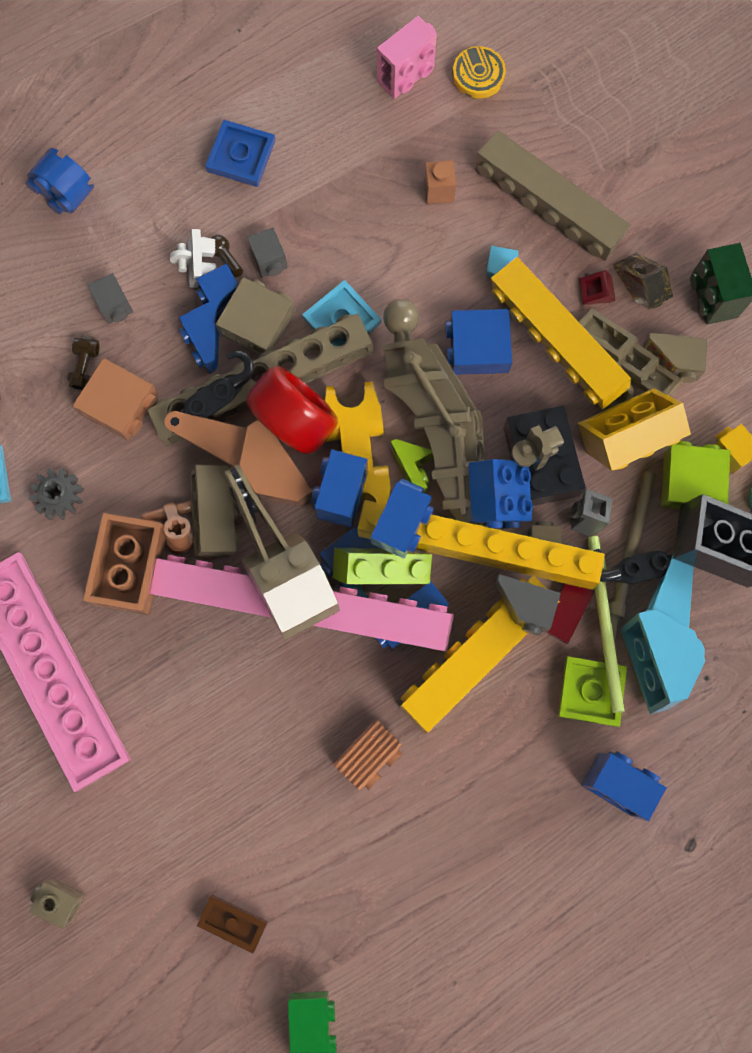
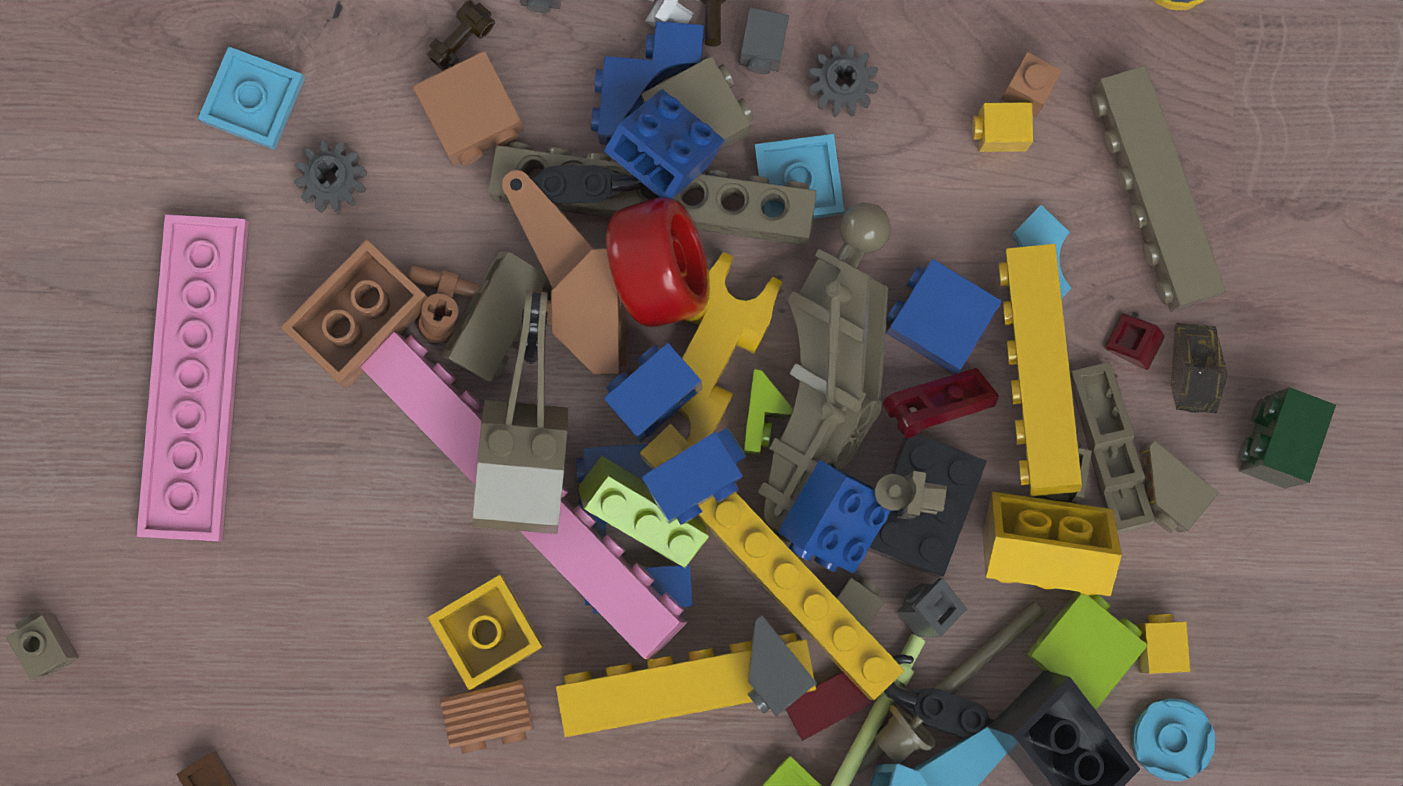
camera: 30 degrees right, 5 degrees up
(250, 339) = (664, 145): none -> blue brick
(319, 244) = (843, 66): none -> dark grey gear
(334, 703) = (486, 632): none -> yellow brick
(440, 215) = (1003, 127): none -> yellow brick
(512, 390) = (940, 401): none -> dark red plate
(627, 597) = (904, 735): none -> dark tan piece

